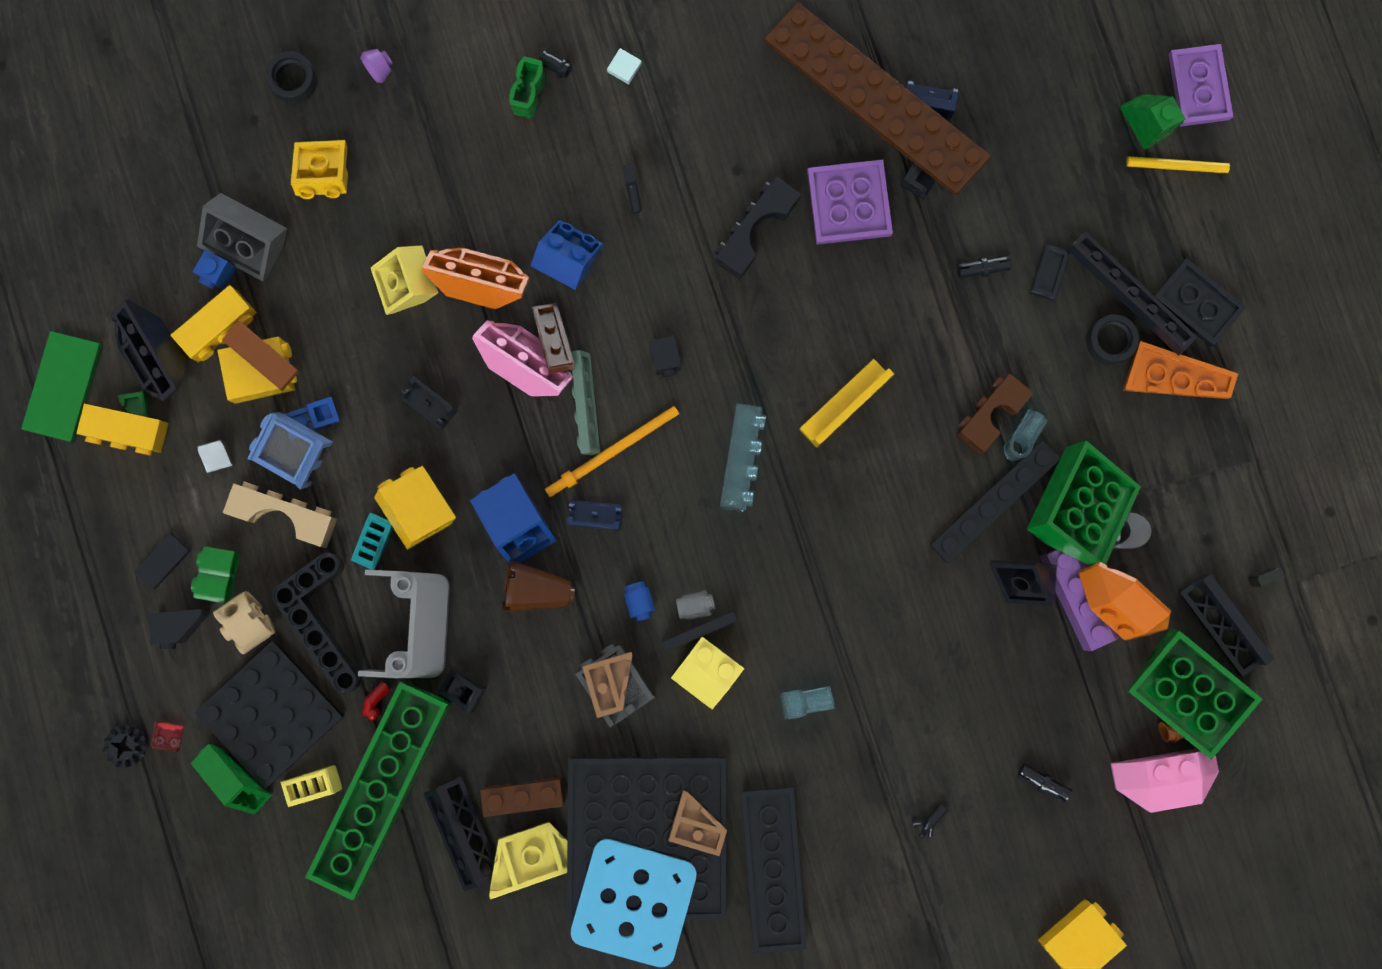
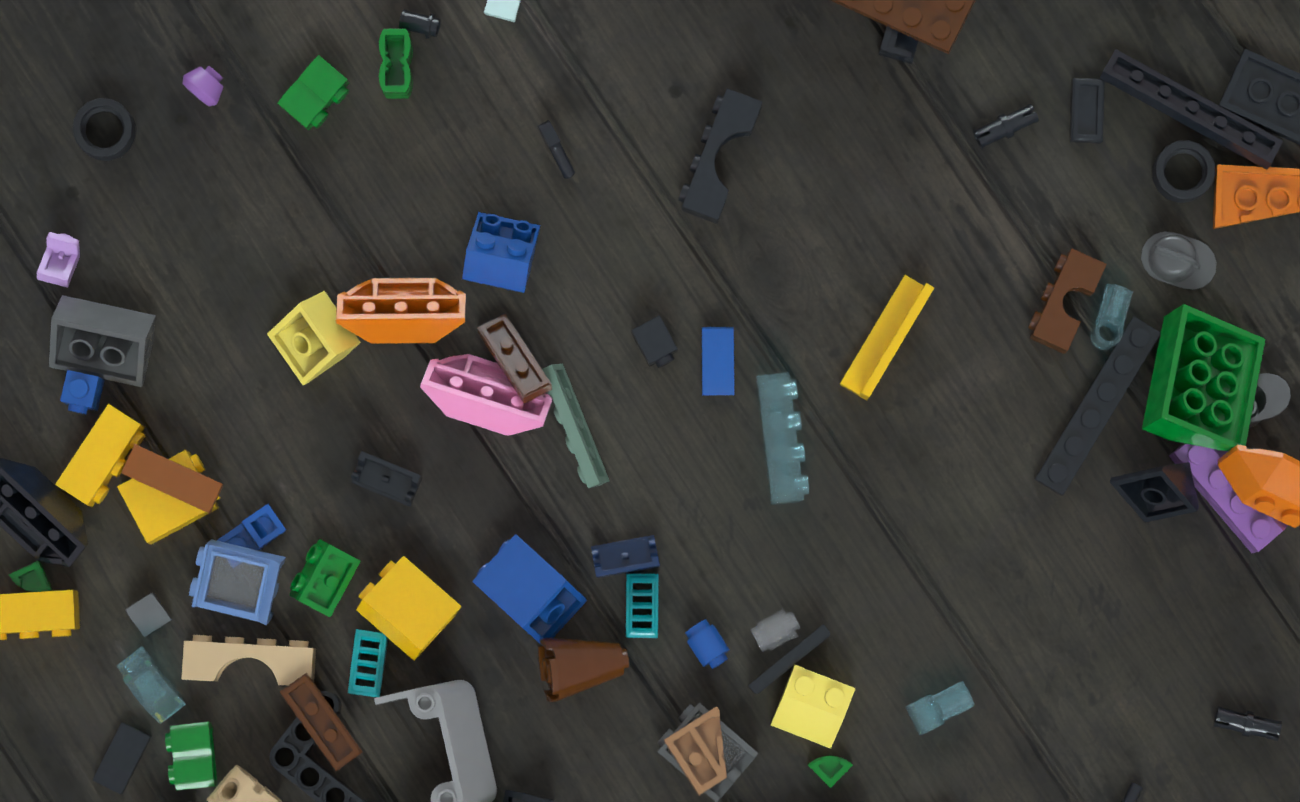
camera: 15 degrees left, 0 degrees up
(197, 511) = (150, 685): none -> clear light blue brick
(227, 166) = (59, 259): none -> lavender bracket
(319, 169) = (172, 231): yellow plate -> none
(320, 576) = (321, 721): none -> reddish brown tile
(357, 466) = (323, 577): none -> green bracket
(459, 94) = (314, 93): none -> green brick
(570, 478) = (582, 521): light orange bar -> none
(588, 554) = (630, 605): none -> teal slope
(707, 725) = (830, 768): none -> green tile
(710, 384) = (717, 361): none -> blue slope
(849, 202) = (823, 92): medium lavender plate -> none
(1089, 407) = (1178, 260): none -> dark grey piece

